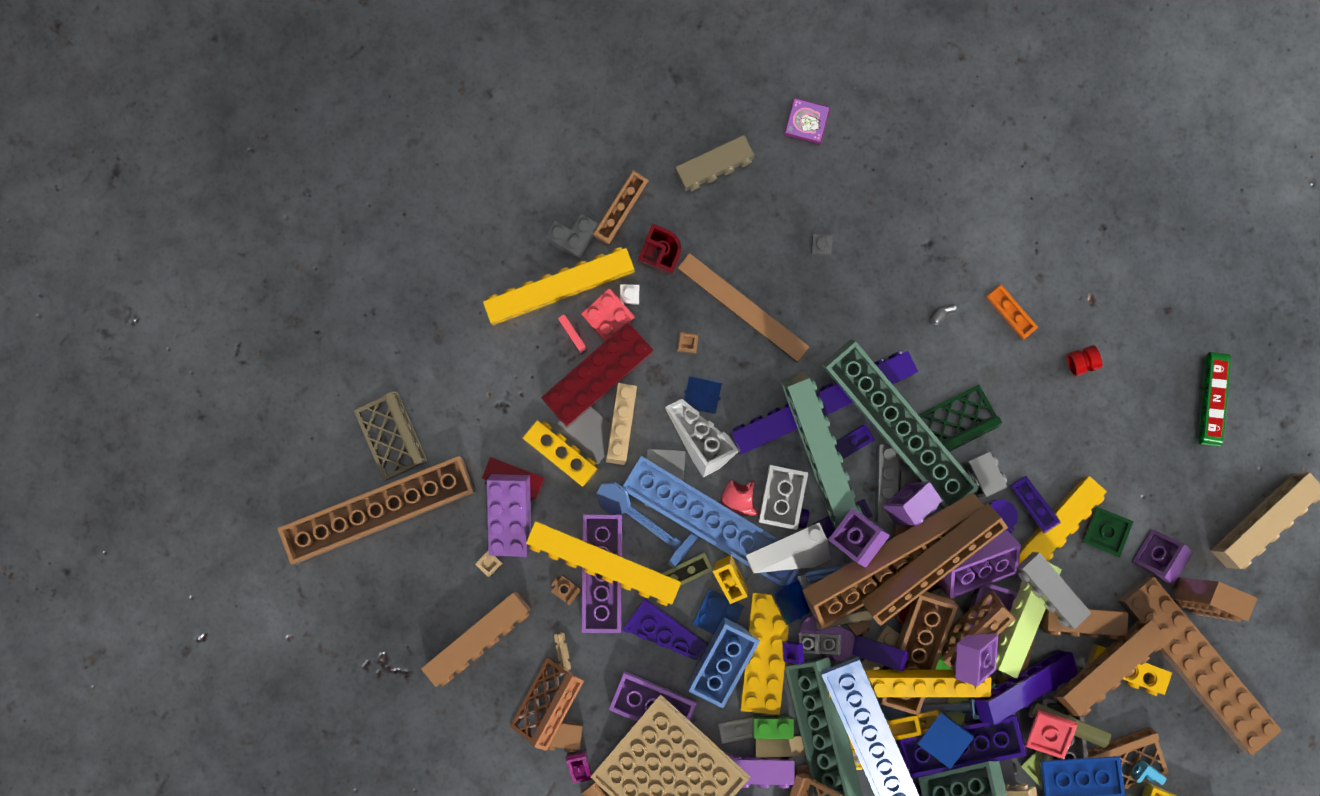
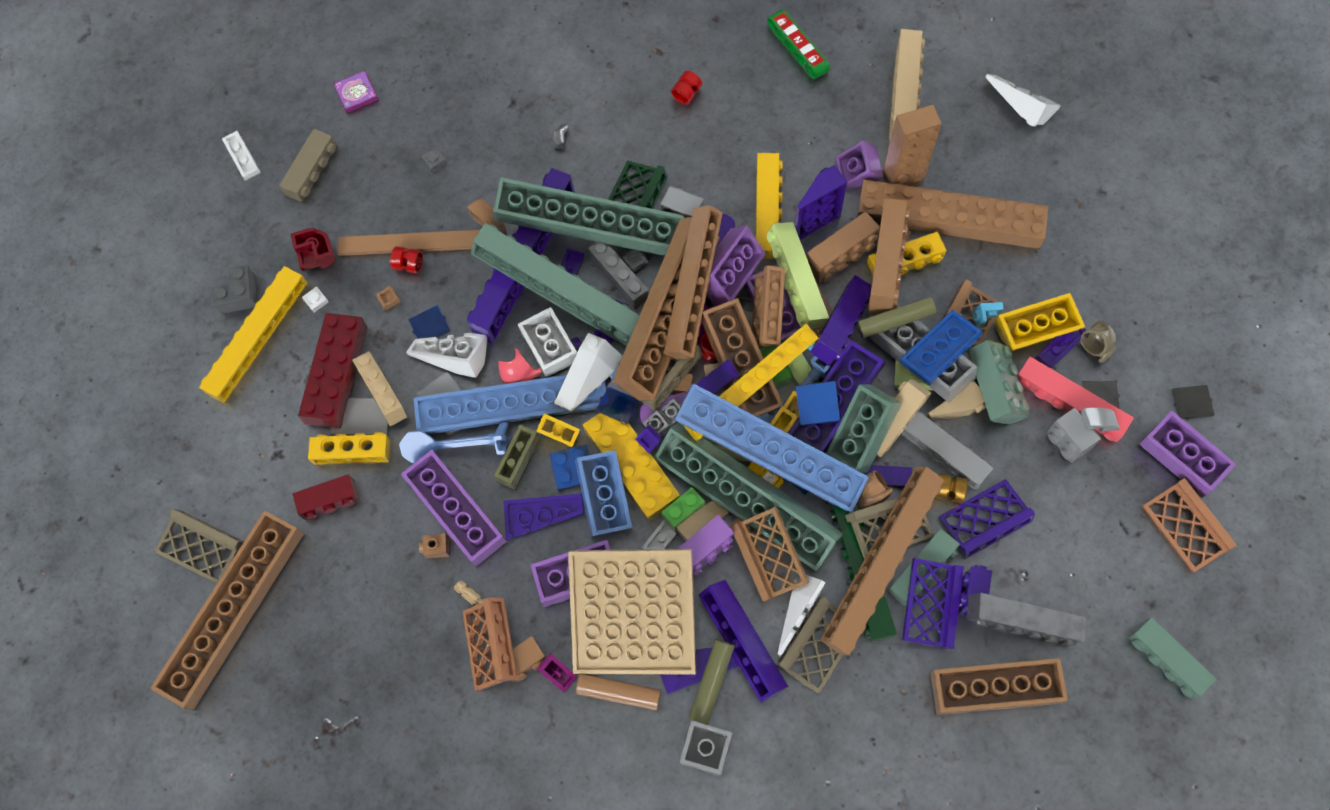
camera: 35 degrees left, 15 degrees down
(472, 642) = (389, 640): medium nougat brick -> none
(488, 564) = (356, 577): tan plate -> none
(508, 515) = (340, 522): medium lavender brick -> none
(572, 334) = (289, 355): coral tile -> none
(604, 563) = (443, 492): yellow brick -> none
(608, 314) = (306, 323): coral plate -> none
(620, 207) = (259, 246): medium nougat brick -> none
(667, 102) = (241, 155): none -> white tile
(728, 324) = (404, 259): none -> red wheel
(822, 346) = (483, 213): none -> medium nougat brick
(859, 537) = (620, 307): medium lavender brick -> none
(912, 503) = (645, 262): medium lavender brick -> none
(976, 658) = (781, 317): medium lavender slope -> none
(1011, 312) = (608, 99): orange tile -> none
(1035, 504) = (738, 202): dark purple tile -> none
(1051, 734) = (889, 334): coral tile -> none
(1053, 591) = (797, 235): light grey brick -> none
(1103, 571) = (821, 202): none -> dark purple slope
(1107, 531) = (801, 178): dark green plate -> none

